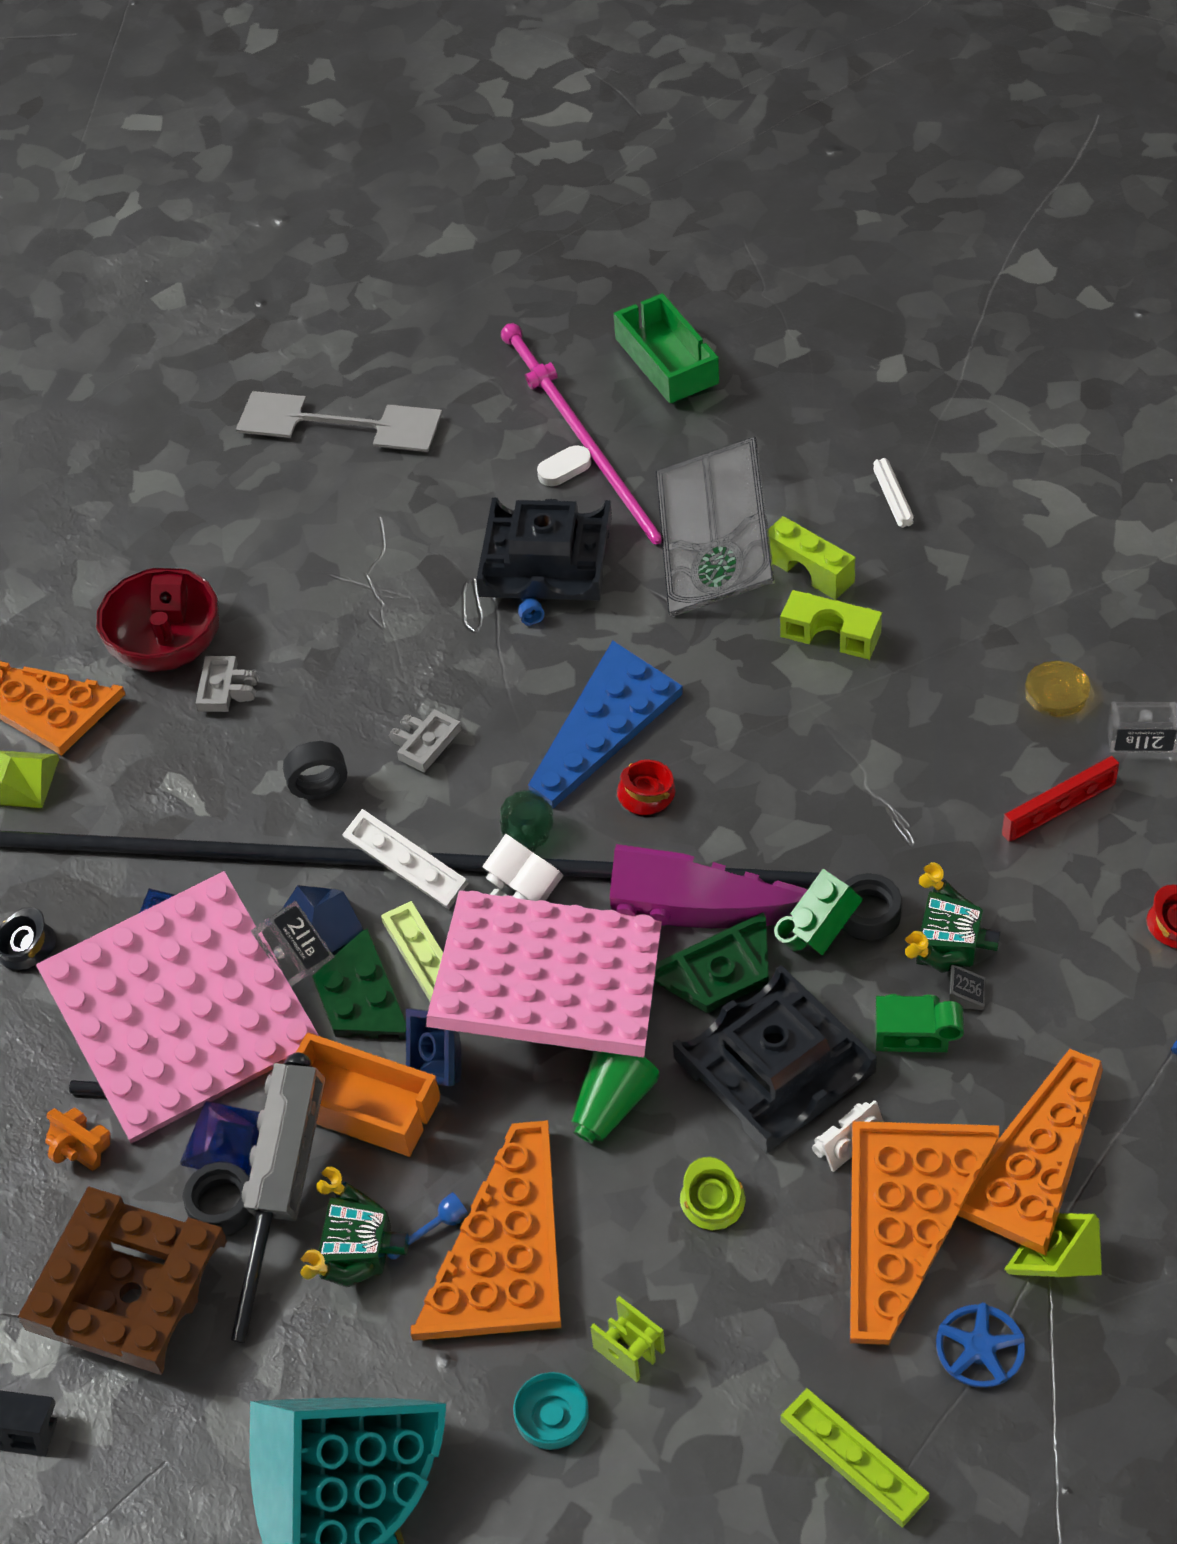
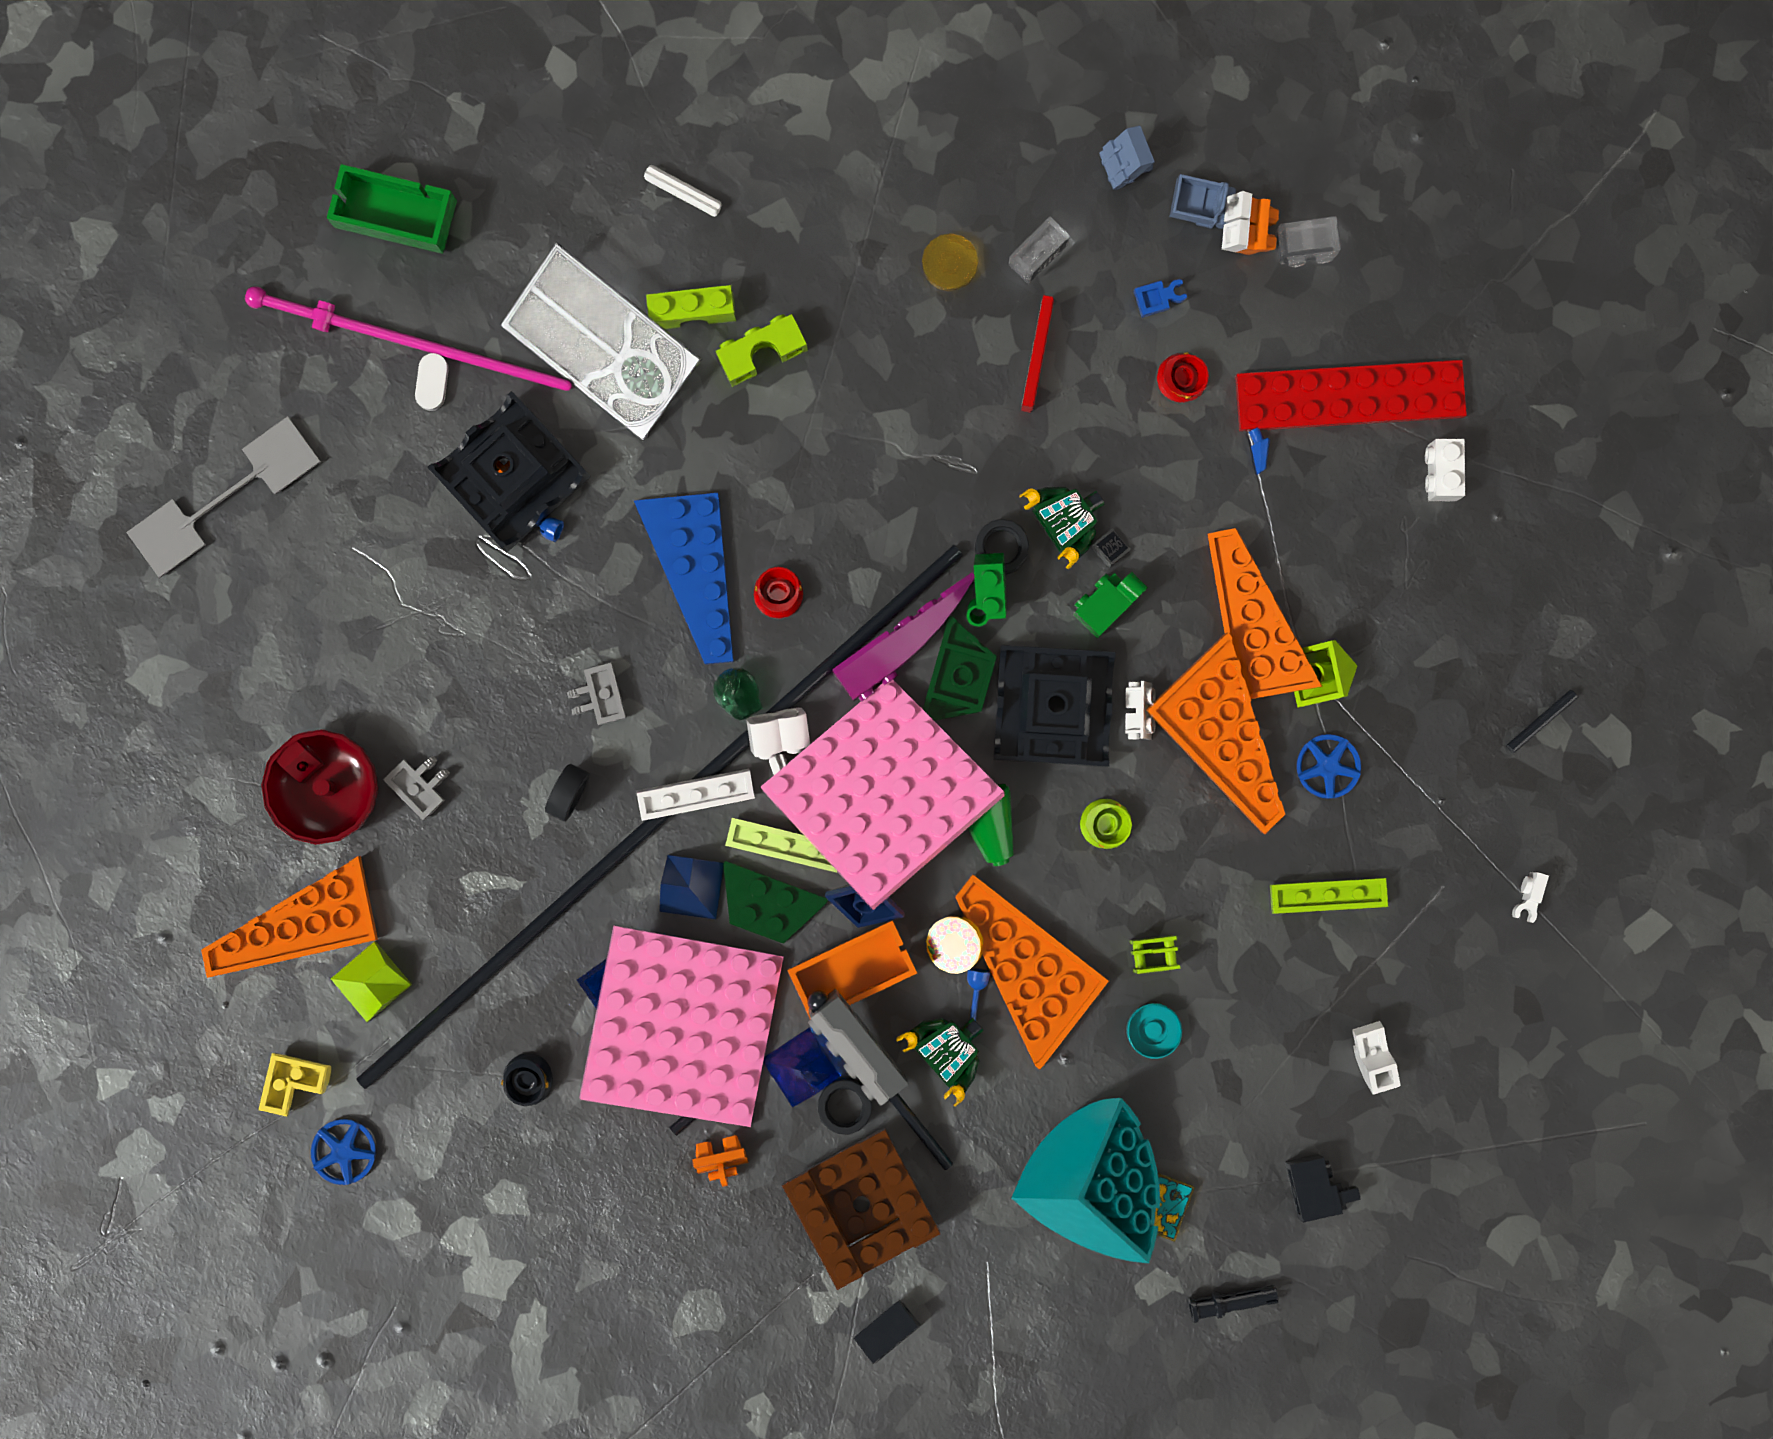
camera: 50 degrees left, 35 degrees up
(292, 943) = (706, 923): brick -> none
(465, 1160) = (954, 944): none -> tile

